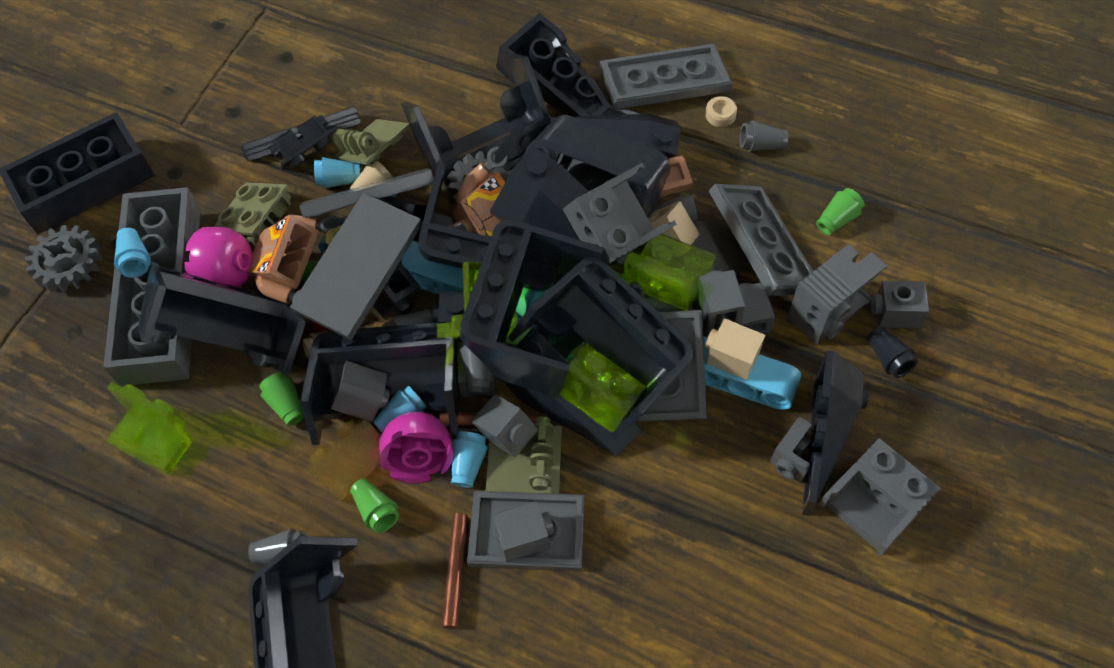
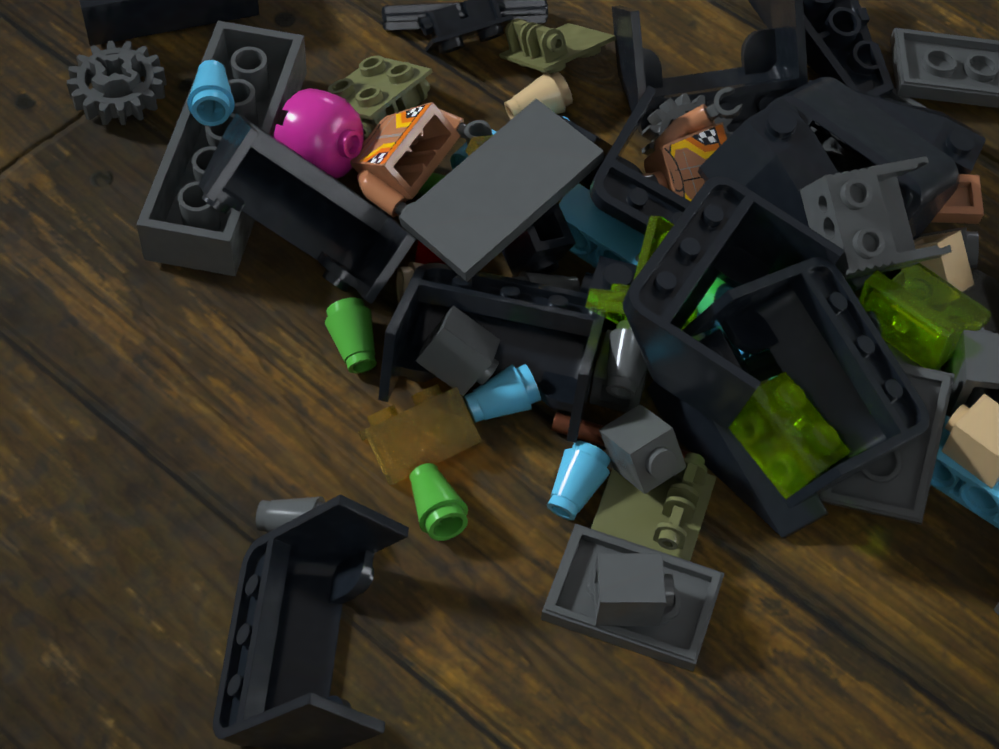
camera: 10 degrees right, 5 degrees down
(149, 429) = (172, 321): clear neon green bracket -> none
(335, 172) = (497, 74): medium azure cone -> none
(377, 190) = (560, 104): dark grey tile -> none
(415, 447) = (513, 444): dark pink cylinder -> none
(455, 571) = (521, 618): copper bar -> none

